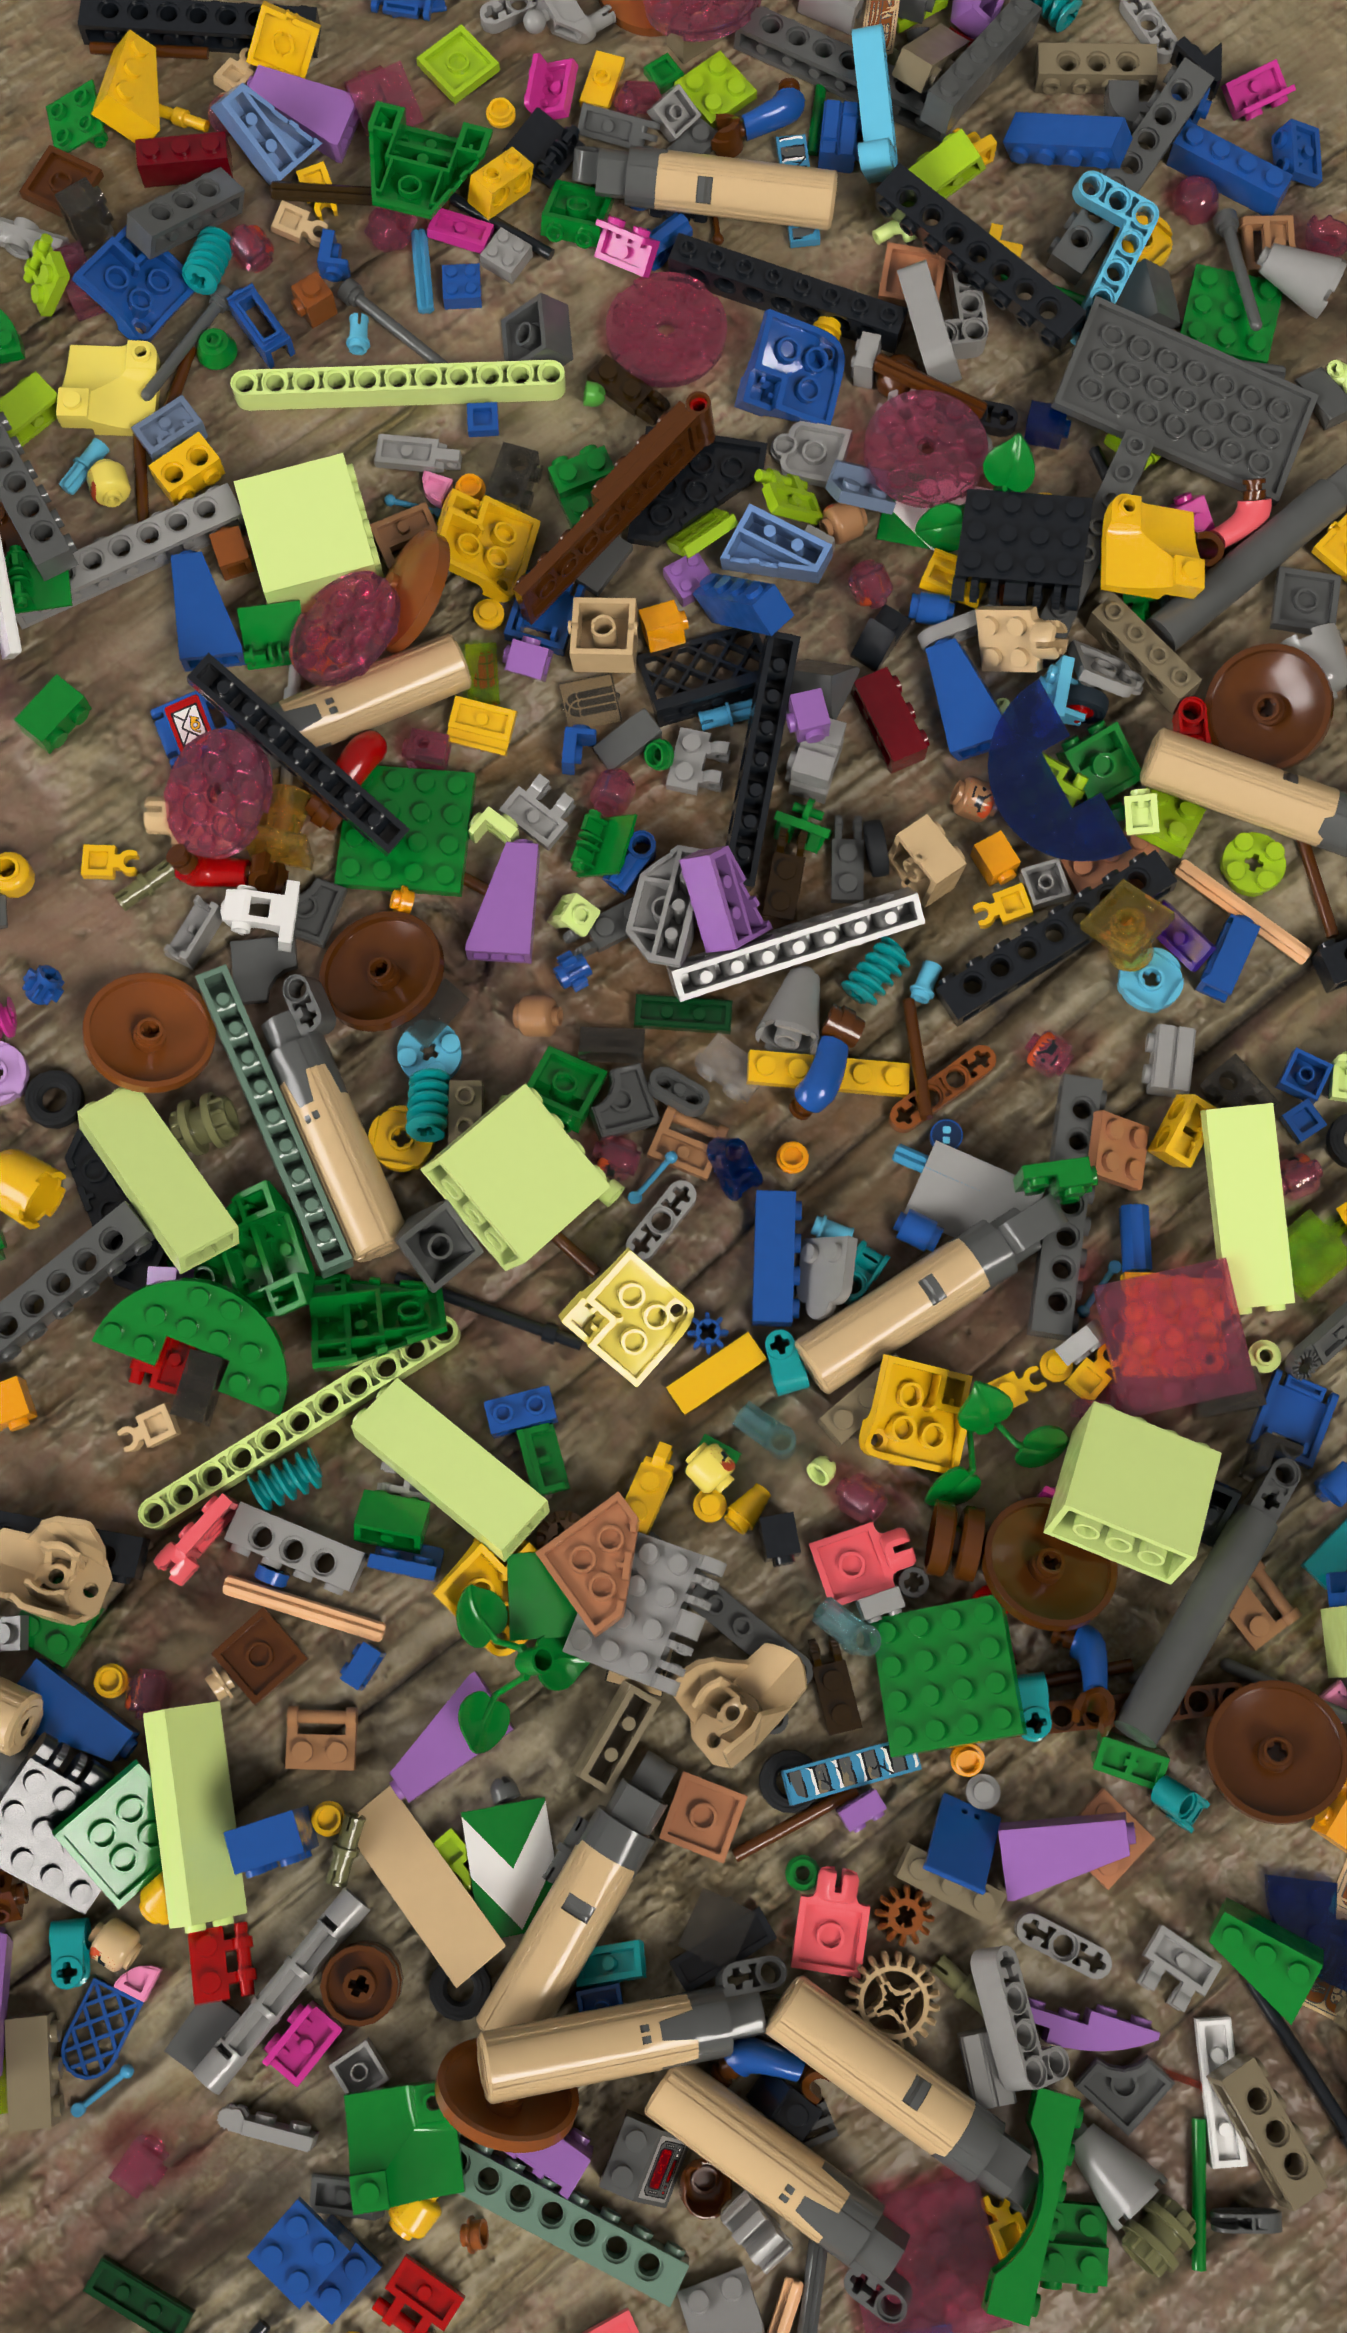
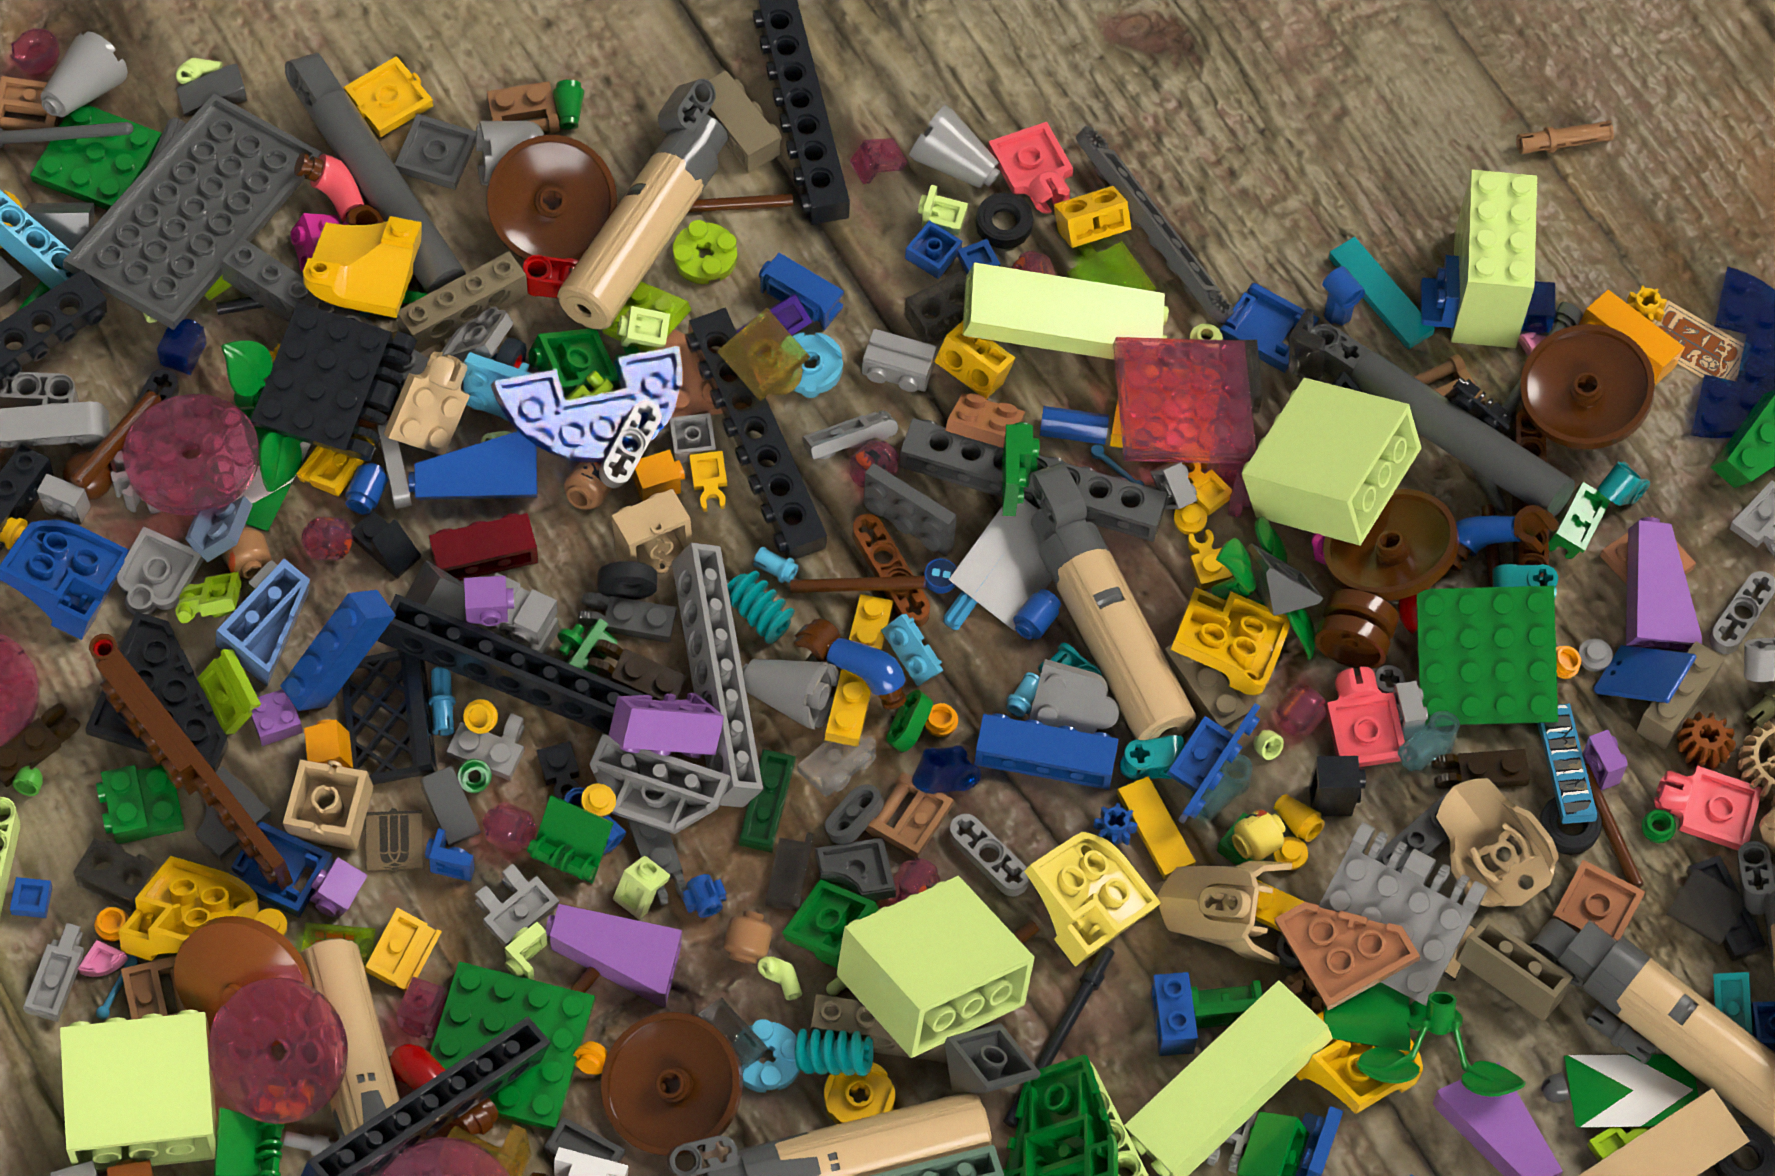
camera: 85 degrees left, 15 degrees down
(512, 1053) = (781, 973): none -> yellowish green arm
(634, 1431) = (1218, 905): none -> tan piece
(635, 1197) = (927, 828): dark azure hinge -> none
(641, 858) = (598, 799): none -> yellow plate
(683, 826) = (559, 767): none -> black plate
(711, 744) = (480, 716): none -> yellow plate
(783, 1127) = (909, 721): none -> green beam
(783, 1405) = (1204, 755): none -> blue bracket
(847, 1129) = (906, 642): none -> medium azure hinge
(988, 1460) = (1279, 584): none -> dark grey slope
(999, 1090) = (909, 510): none -> dark grey plate
(1035, 835) = (618, 451): none -> beam
(1079, 1027) = (850, 434): none -> light grey hinge
(1220, 1651) = (1464, 396): none -> black hinge
(1234, 905) = (750, 272): light nougat axle -> none

